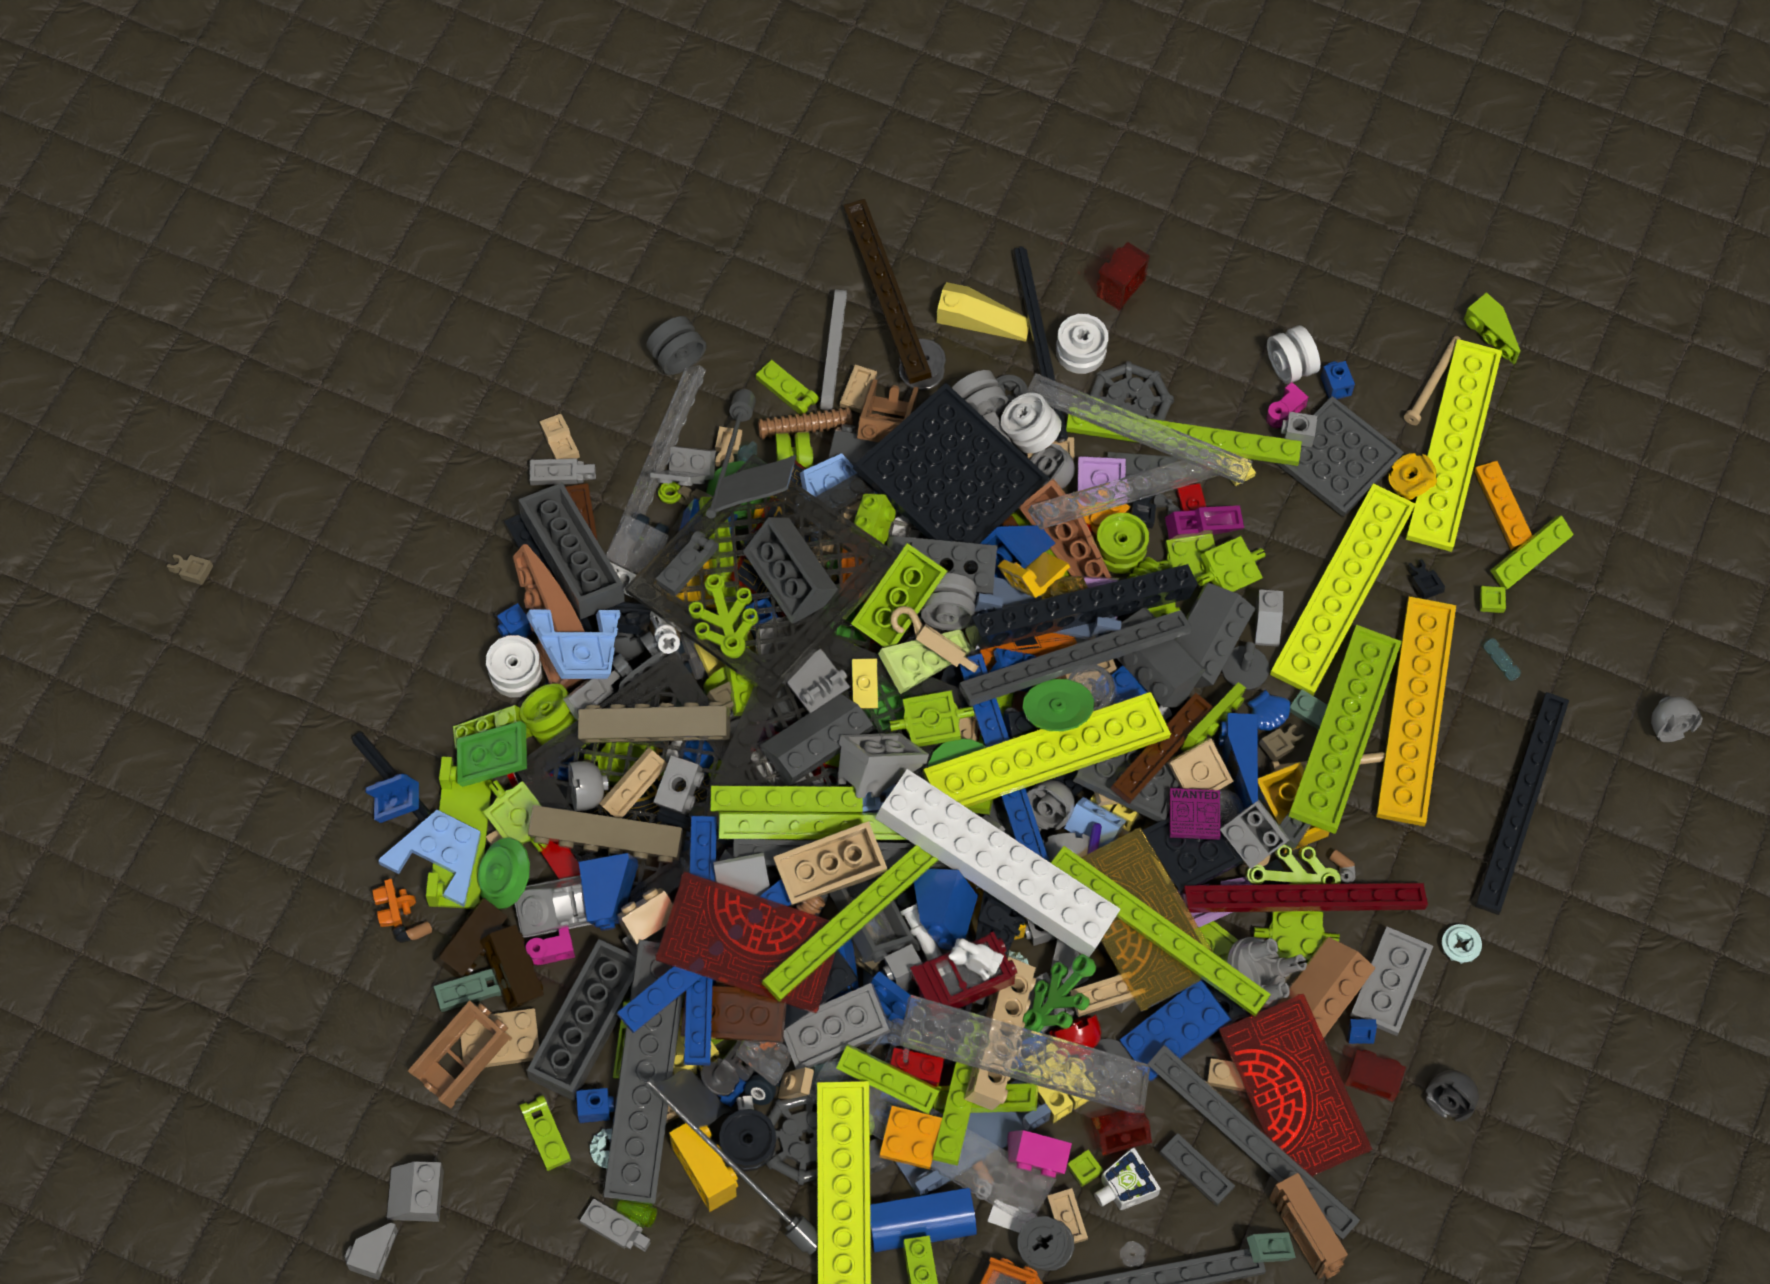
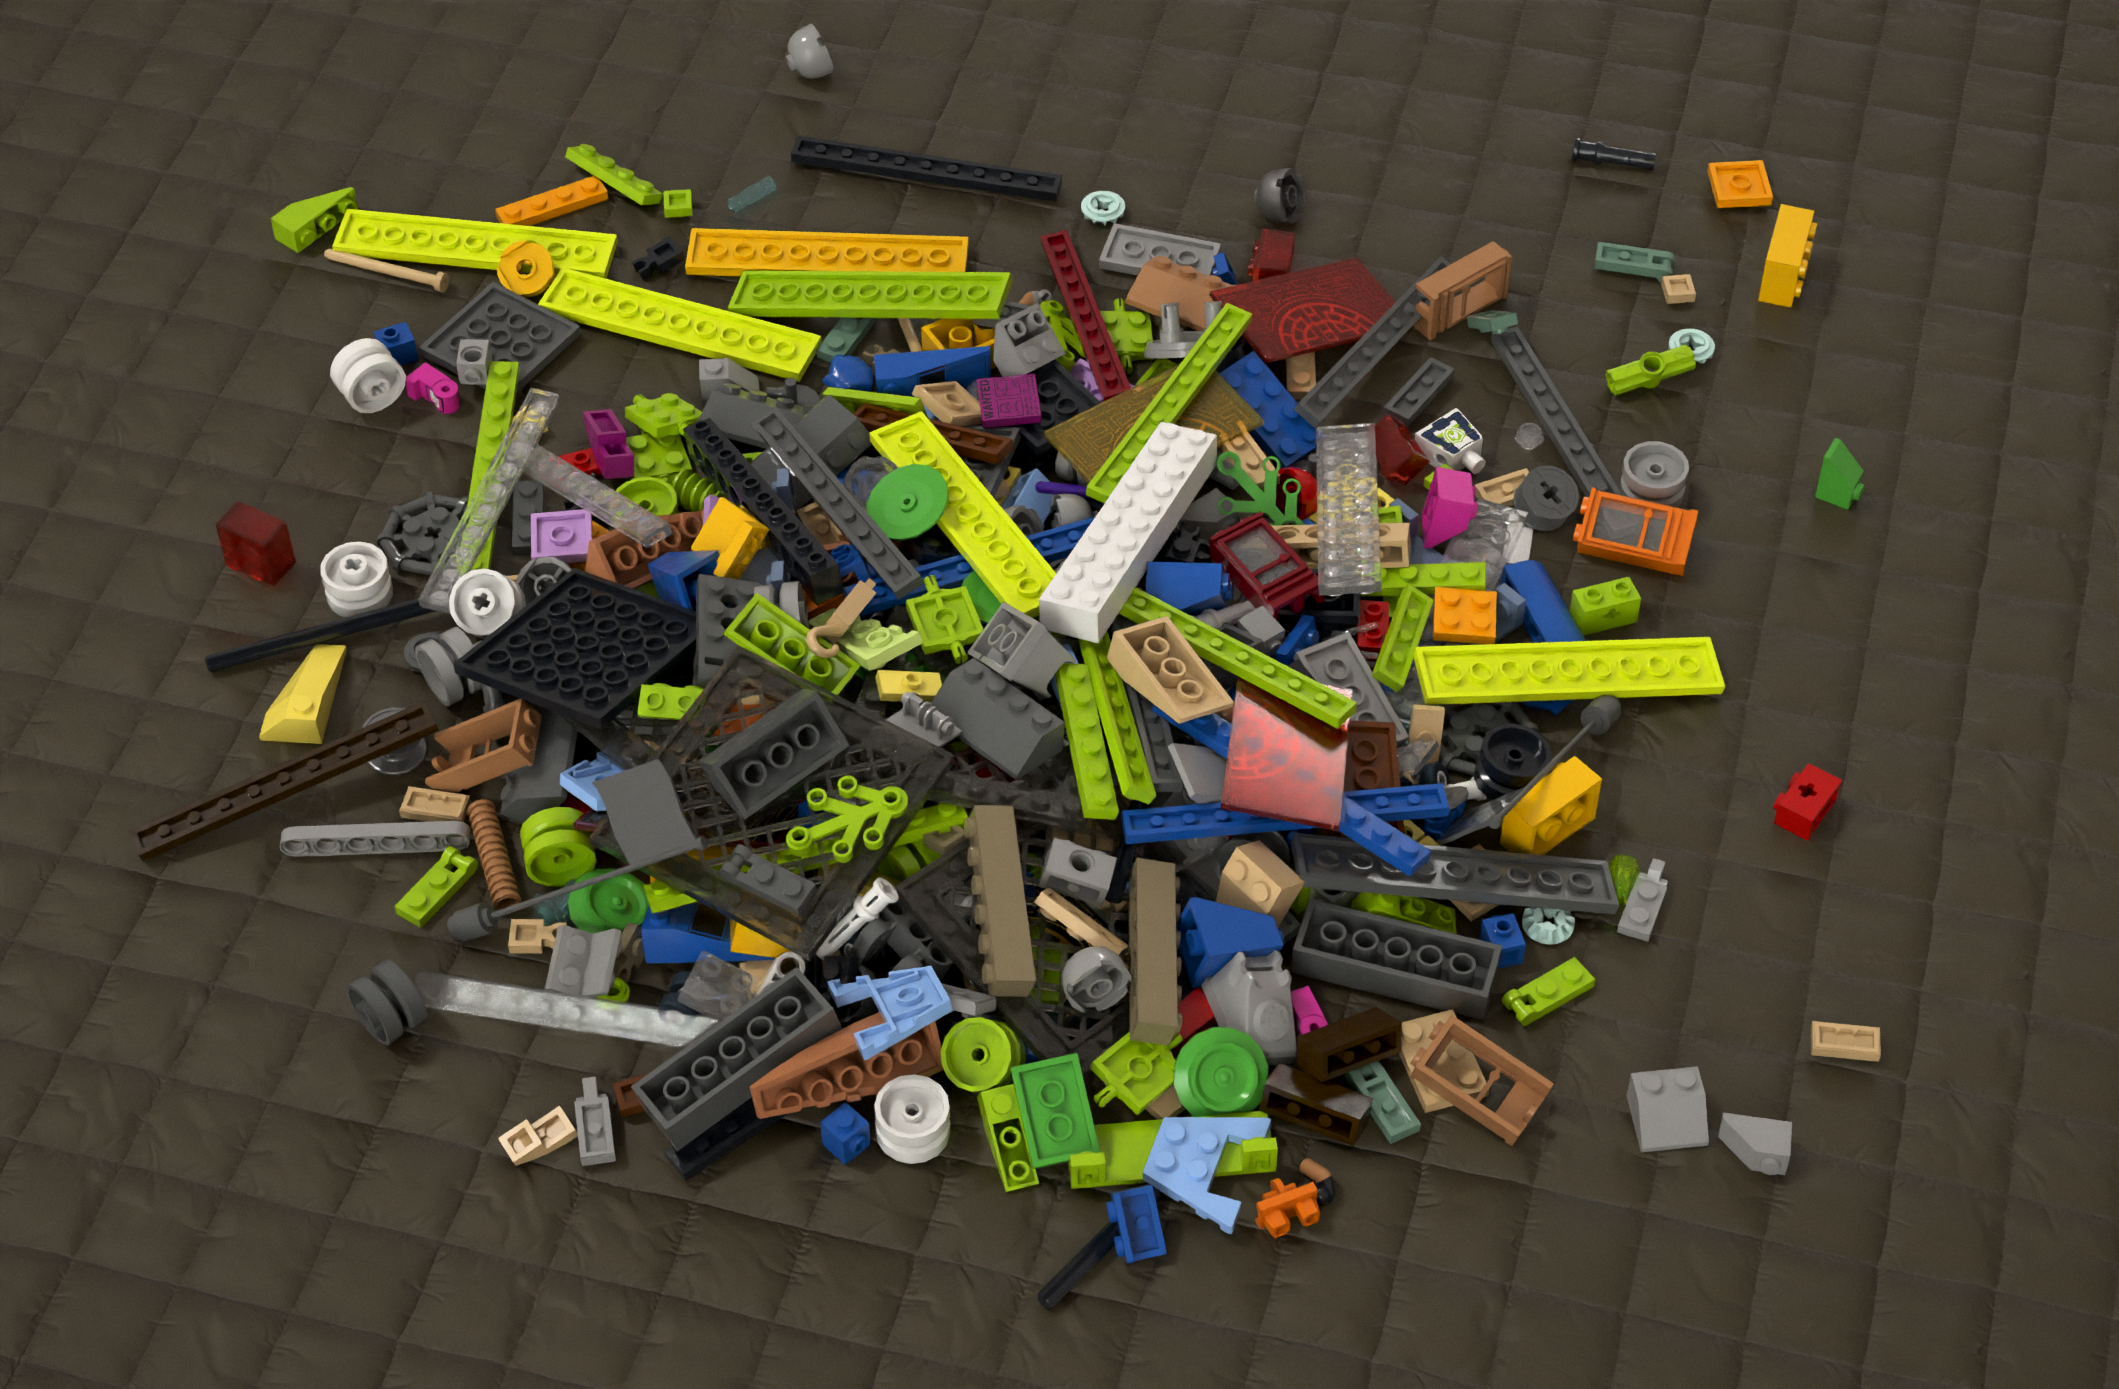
camera: 95 degrees left, 15 degrees down
(976, 957) = (1256, 533): white animal -> none

